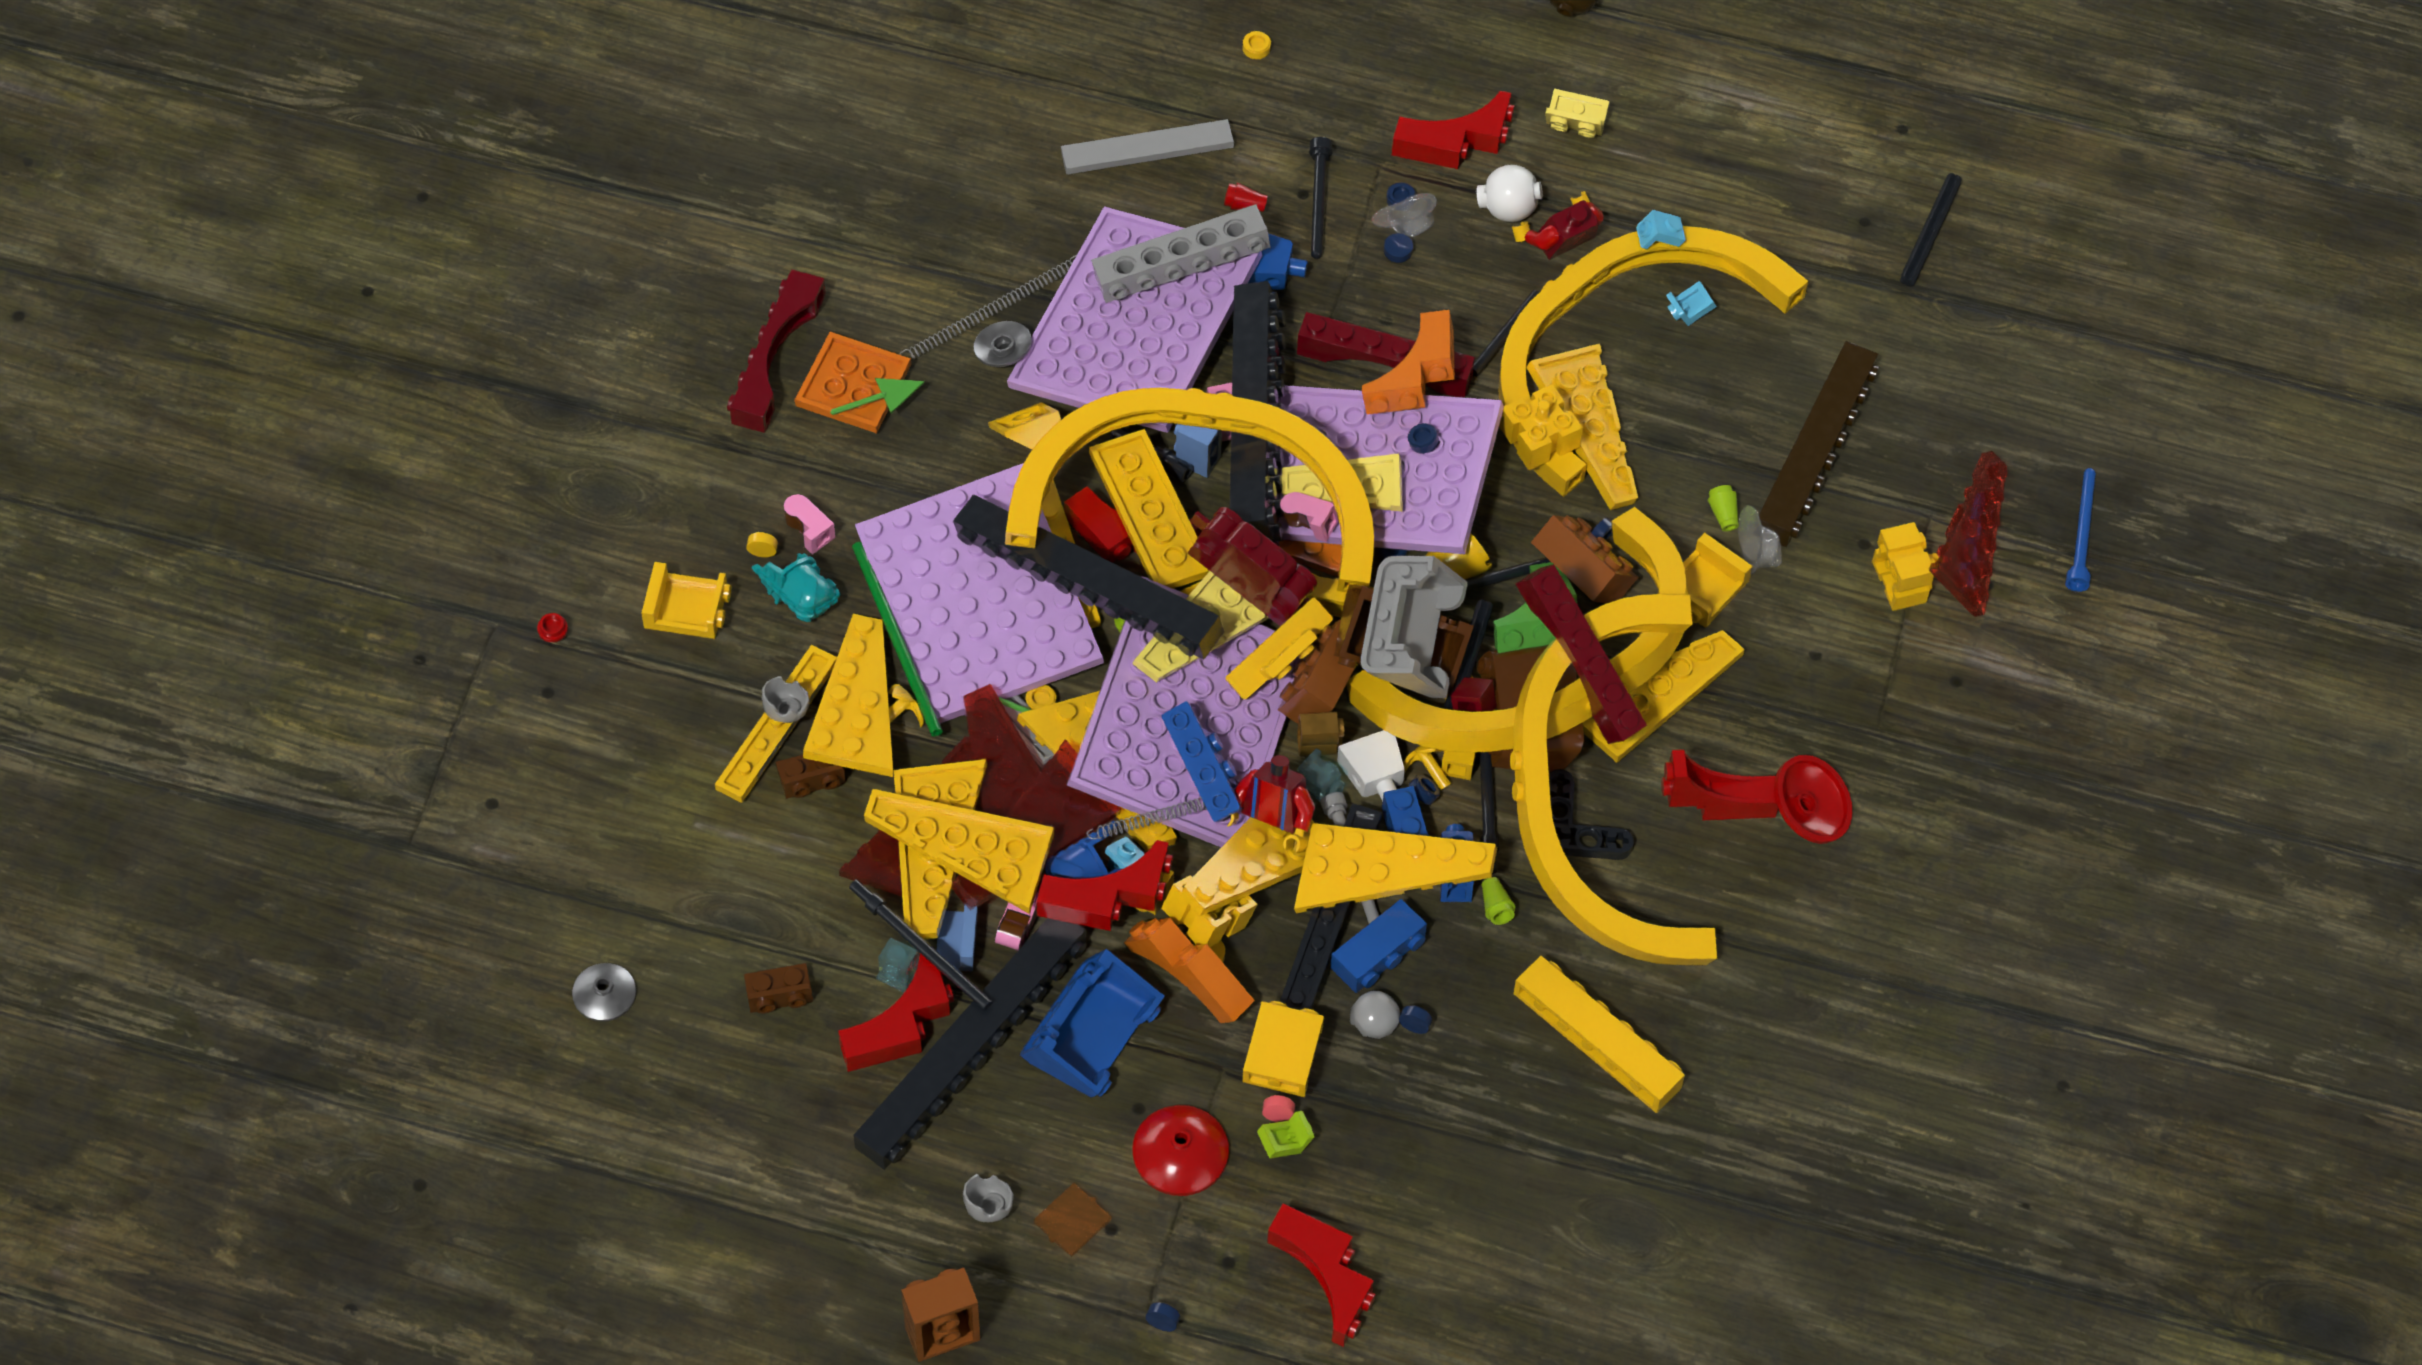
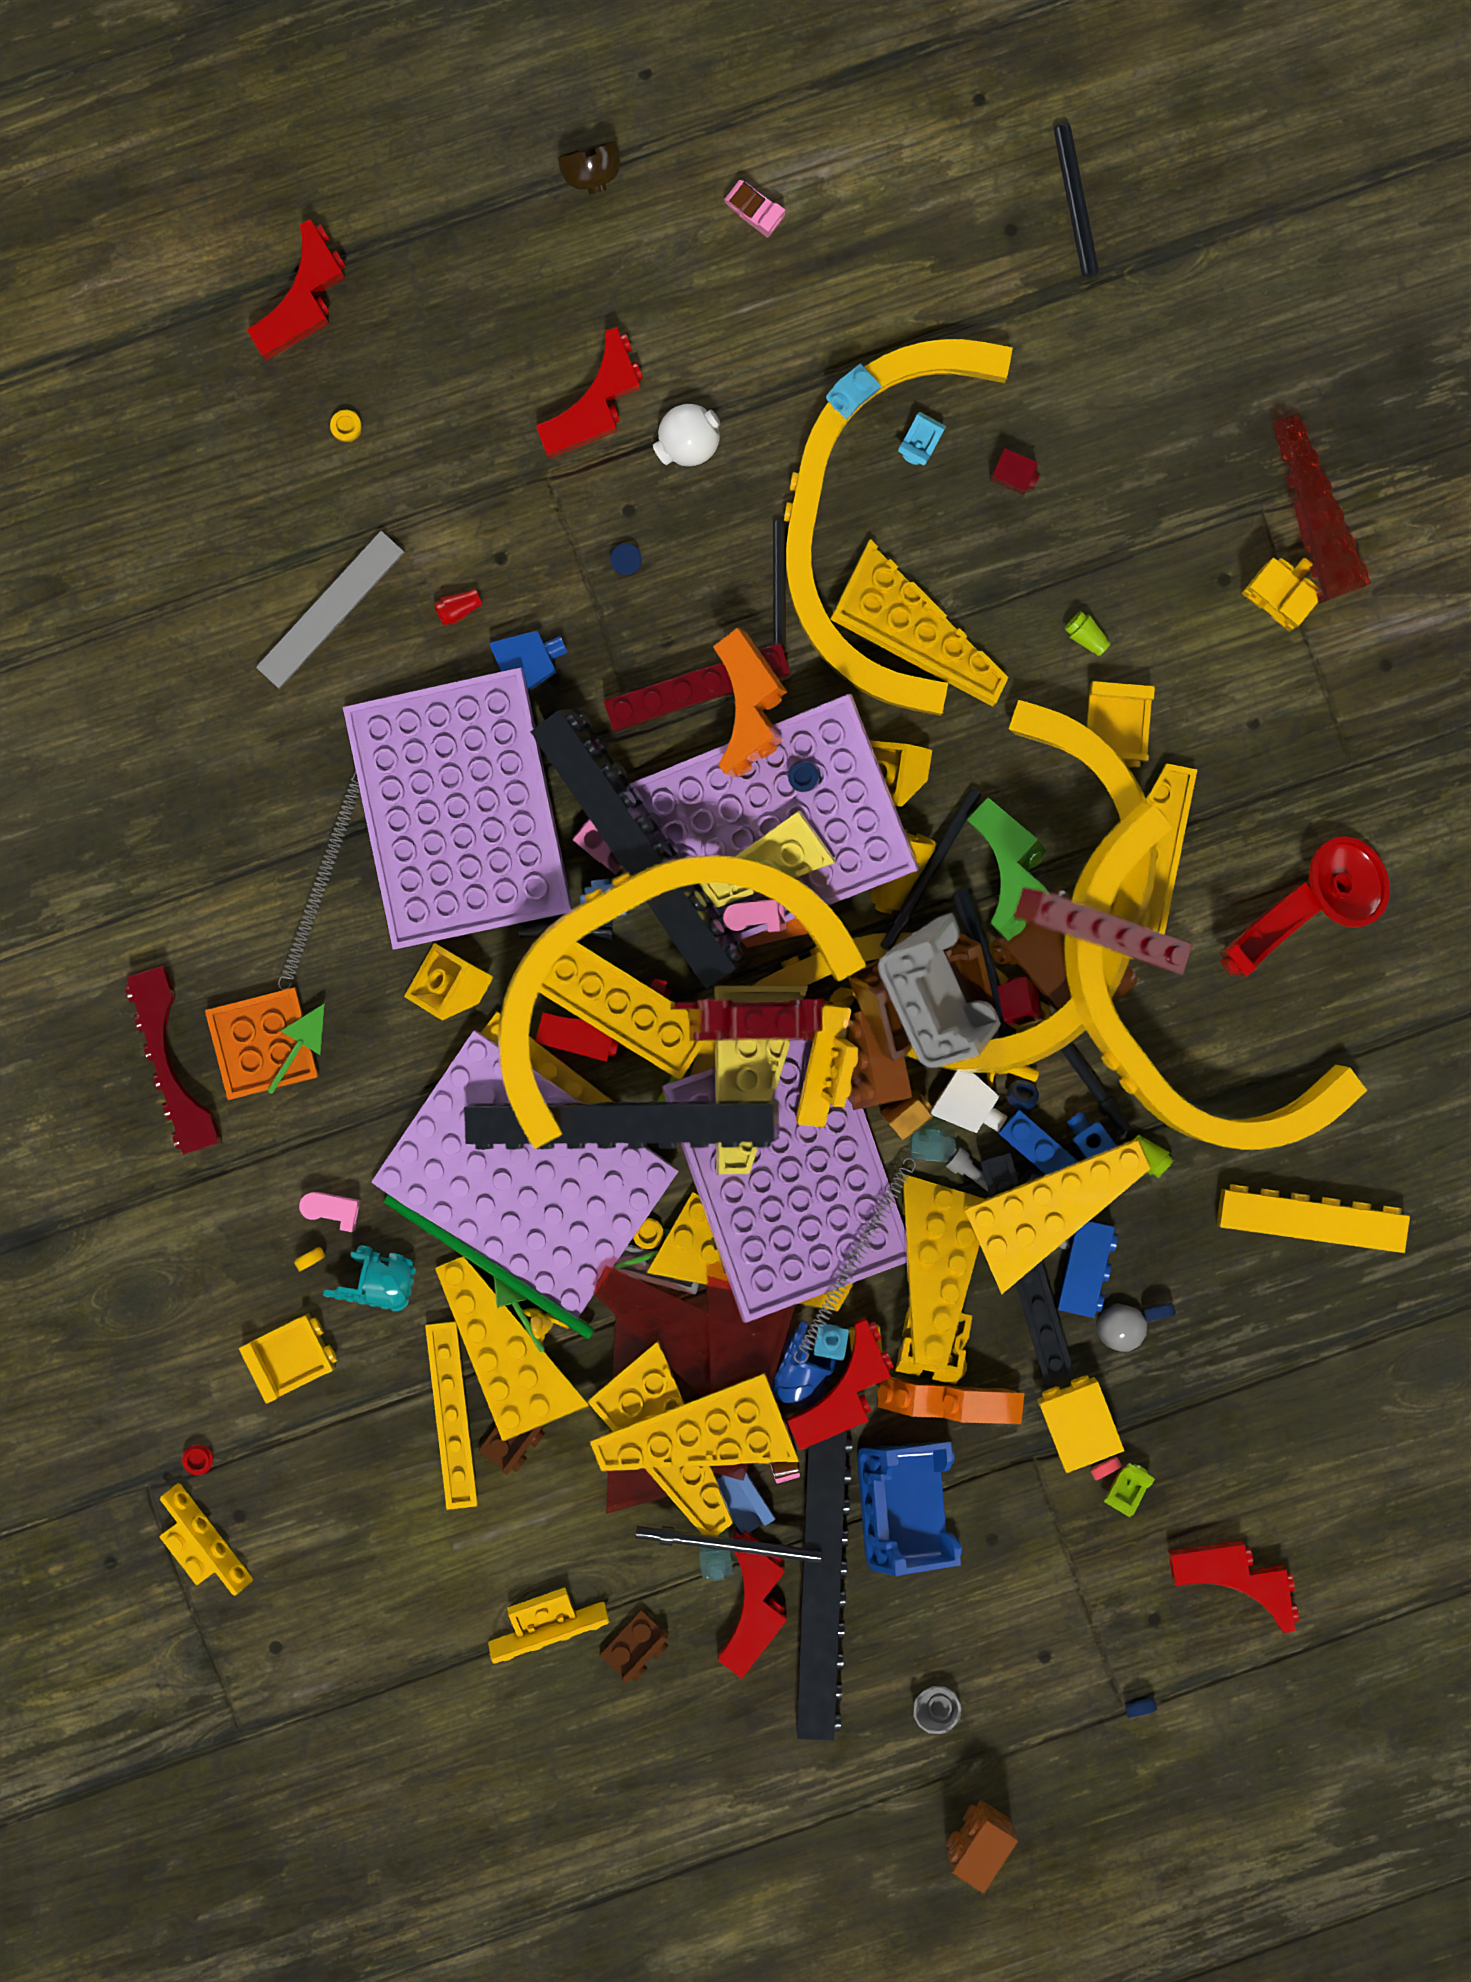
camera: 35 degrees left, 30 degrees up
(499, 685) = (199, 1545): none -> yellow bracket
(608, 1003) = (503, 1730): flat silver dish -> none
(722, 914) = (544, 1622): none -> yellow bracket
(784, 700) = (450, 1402): light grey hair -> none
(893, 664) = (507, 1296): none -> bright green piece
(1002, 344) = (348, 911): flat silver dish -> none
(1072, 1219) = (1010, 1672): clear orange piece -> none
(1180, 1167) = (1038, 1535): red dish -> none
(1181, 253) = (404, 784): light grey brick -> none
(1204, 761) = (840, 1219): blue bracket -> none
(1278, 799) = (922, 1211): torso -> none
(1320, 150) = (487, 506): black piece -> none
(1398, 193) = (589, 501): dark blue tile -> none
(1408, 216) = (612, 526): clear piece -> none
(1505, 499) = (903, 768): none -> yellow slope
(1541, 427) = (890, 682): yellow brick -> none
(1564, 229) = (765, 439): dark red torso -> none
(1565, 827) = (1158, 1044): black beam -> none
(1577, 113) = (688, 304): light yellow bracket -> none
(1585, 558) = (1012, 784): dark orange brick -> none
(1603, 529) = (1001, 735): dark blue tile -> none
(1676, 91) = (755, 208): none -> bright pink leg
(1748, 367) = (1015, 472): none -> dark red brick
(1758, 543) = (1142, 653): clear piece -> none
(1817, 441) = (1124, 510): dark brown brick -> none
(2078, 576) = (1426, 486): blue piece -> none

